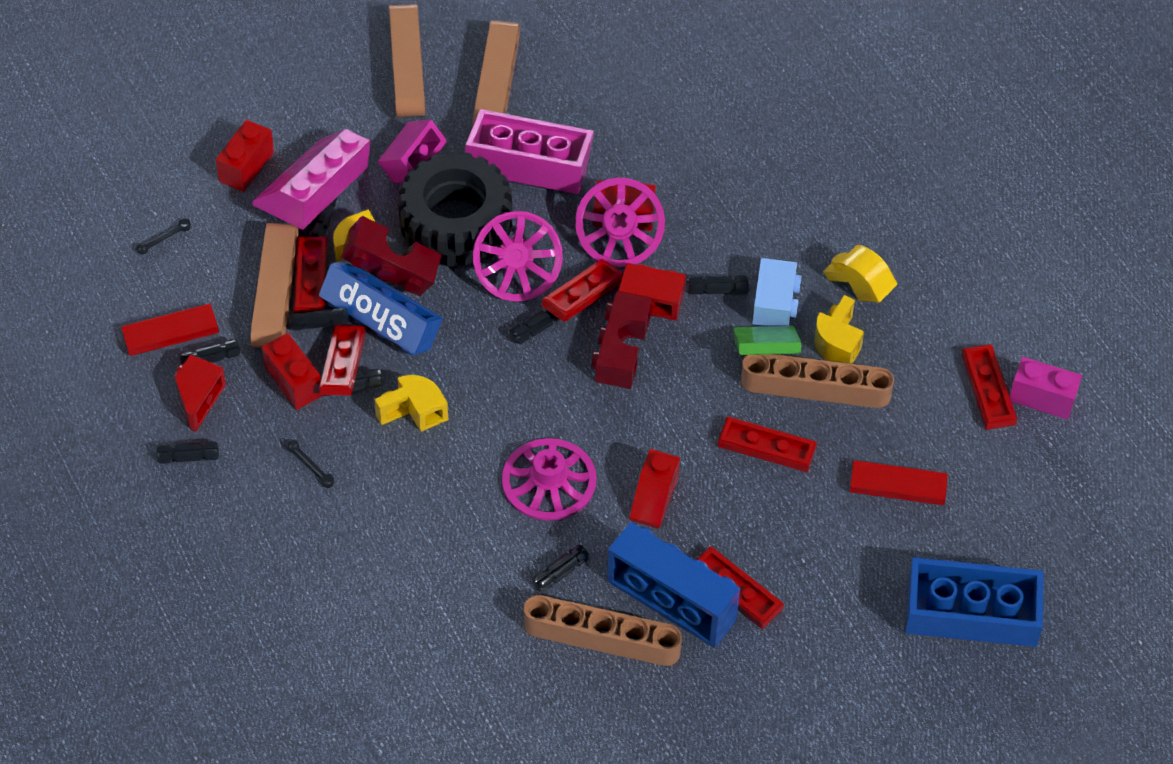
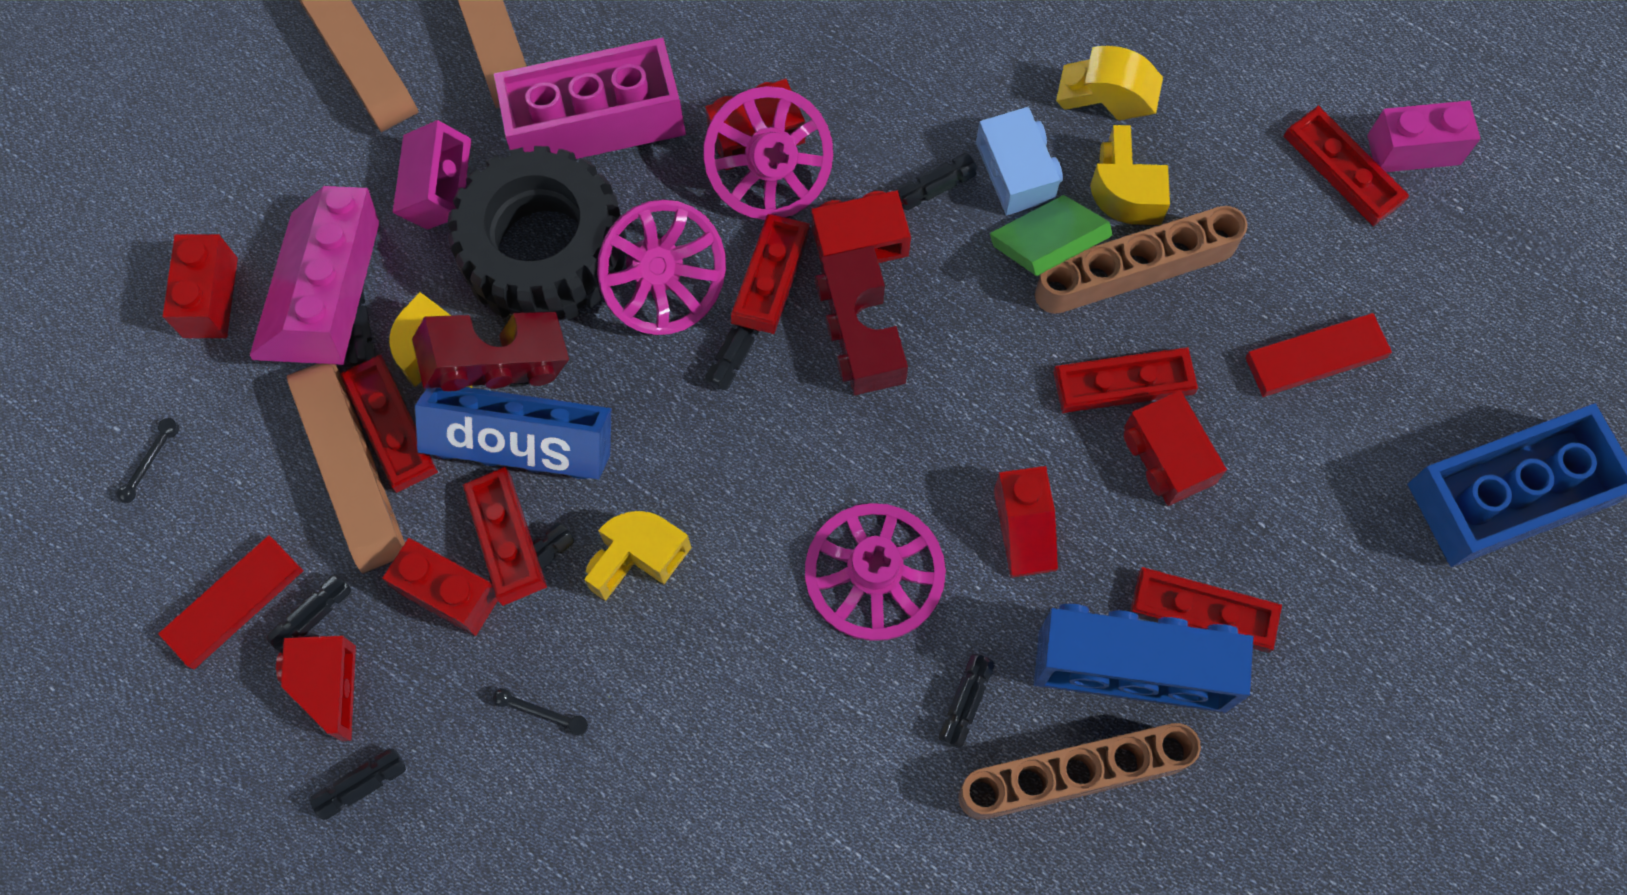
camera: 25 degrees left, 15 degrees up
(319, 319) = (437, 487): black axle -> none
(770, 490) = (1173, 448): none -> red brick

